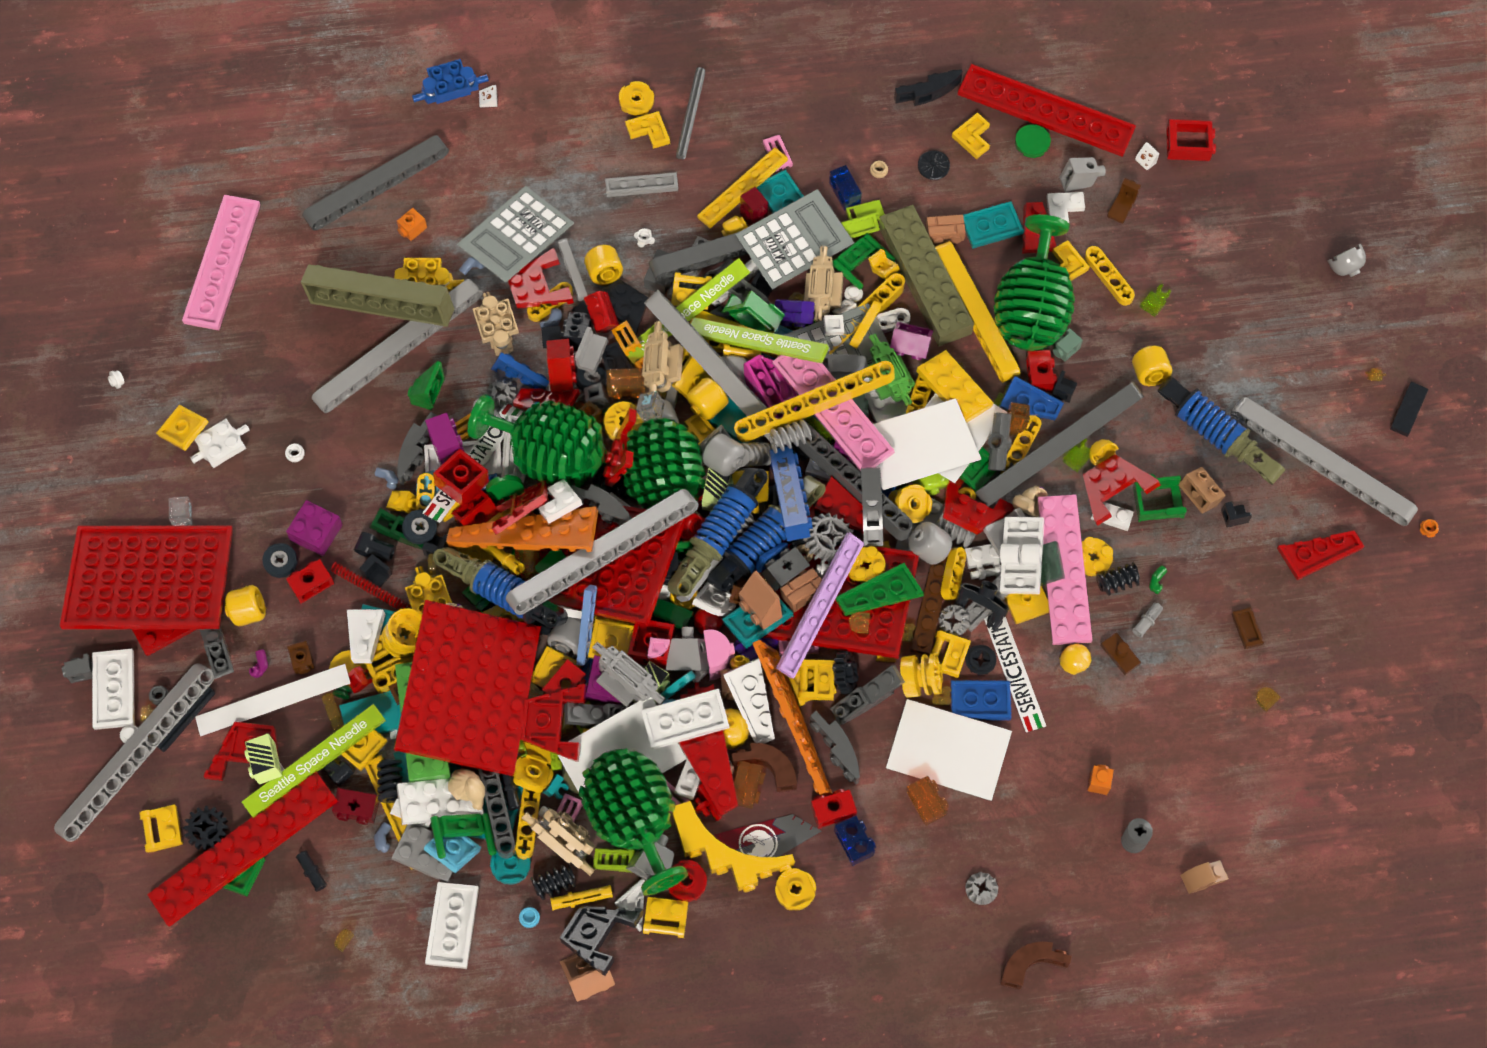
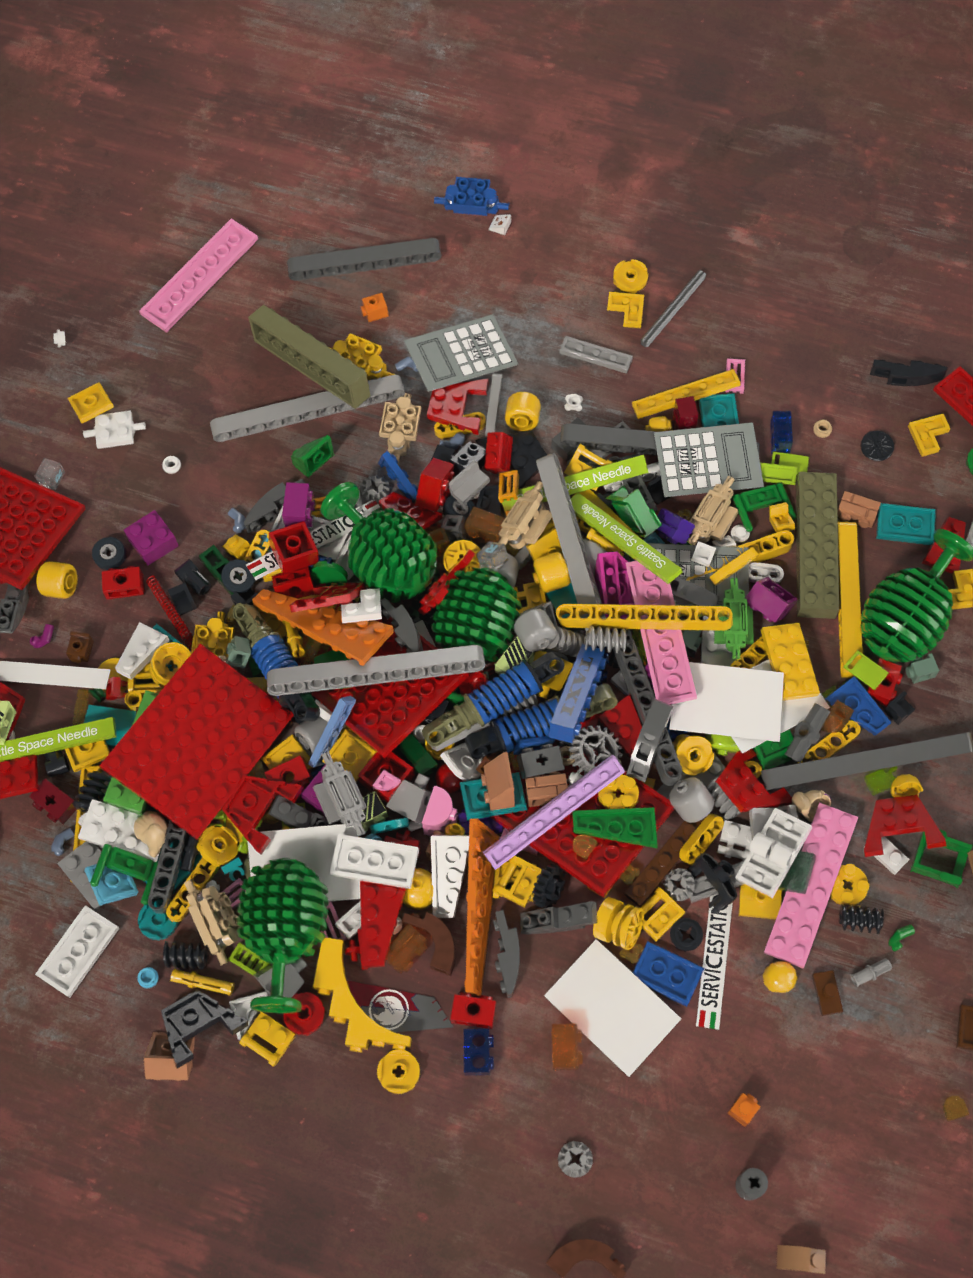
camera: 30 degrees right, 0 degrees up
(457, 593) = (238, 651): none -> sand green brick
(1023, 366) = (867, 671): none -> lime piece

